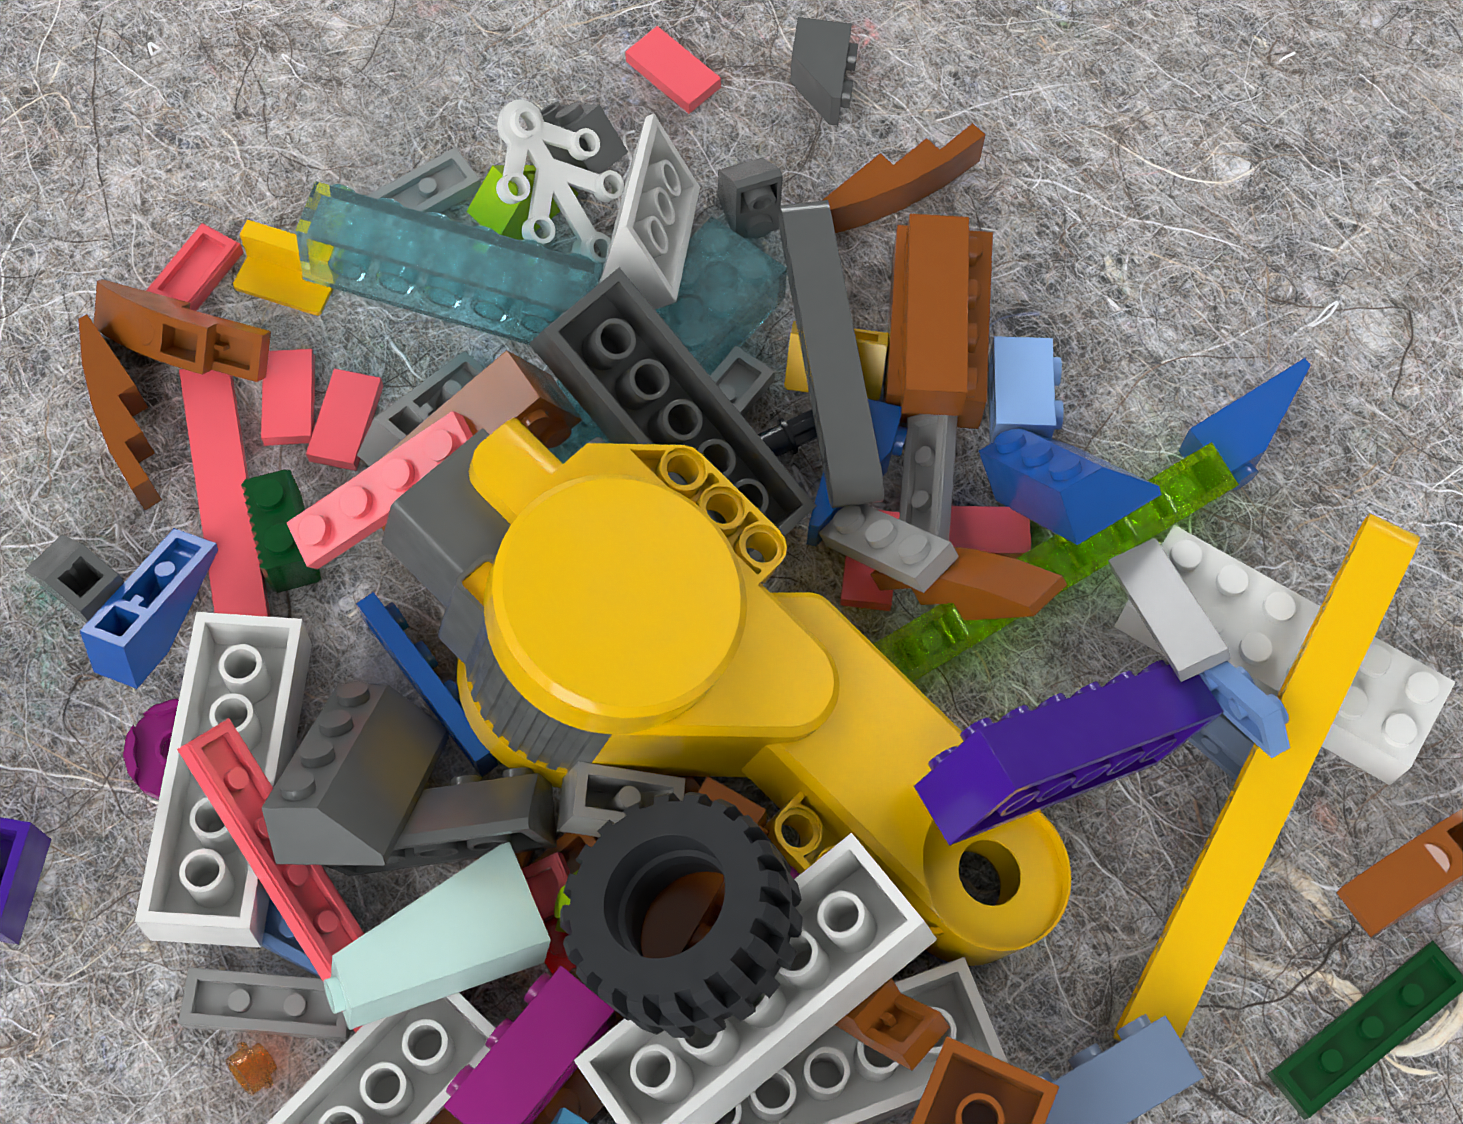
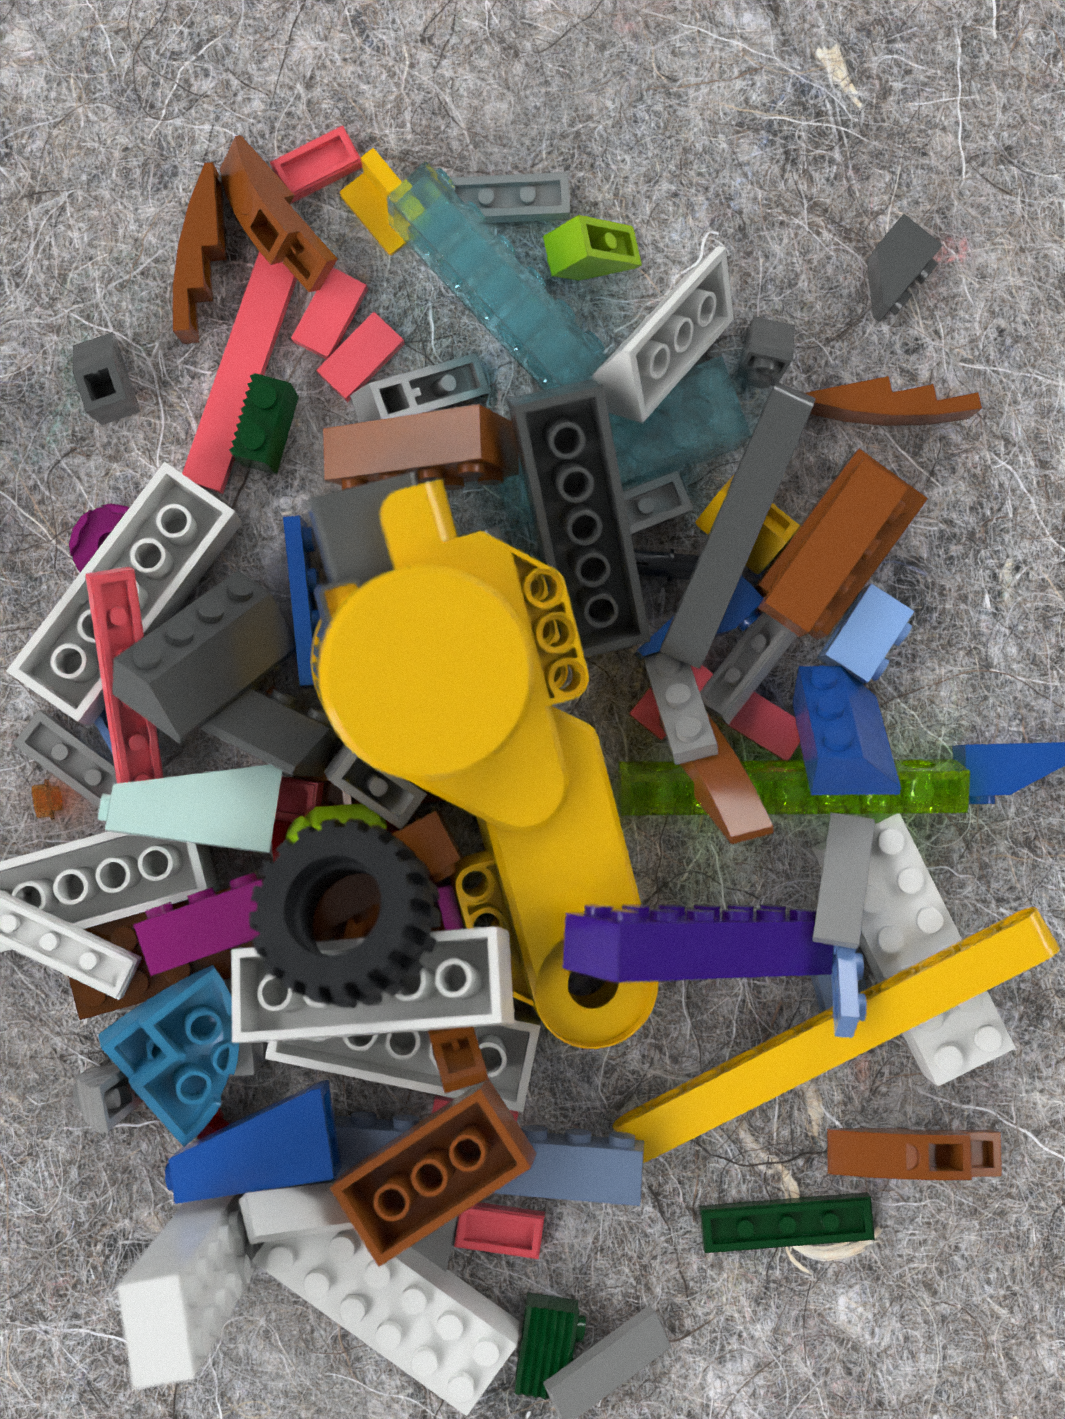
camera: 30 degrees right, 20 degrees up
(148, 609) = (142, 430): blue slope -> none
(366, 499) = (340, 453): coral plate -> none
(553, 176) = (618, 253): white plant -> none
(591, 116) = (666, 219): dark grey slope -> none
(673, 69) = (780, 196): coral tile -> none

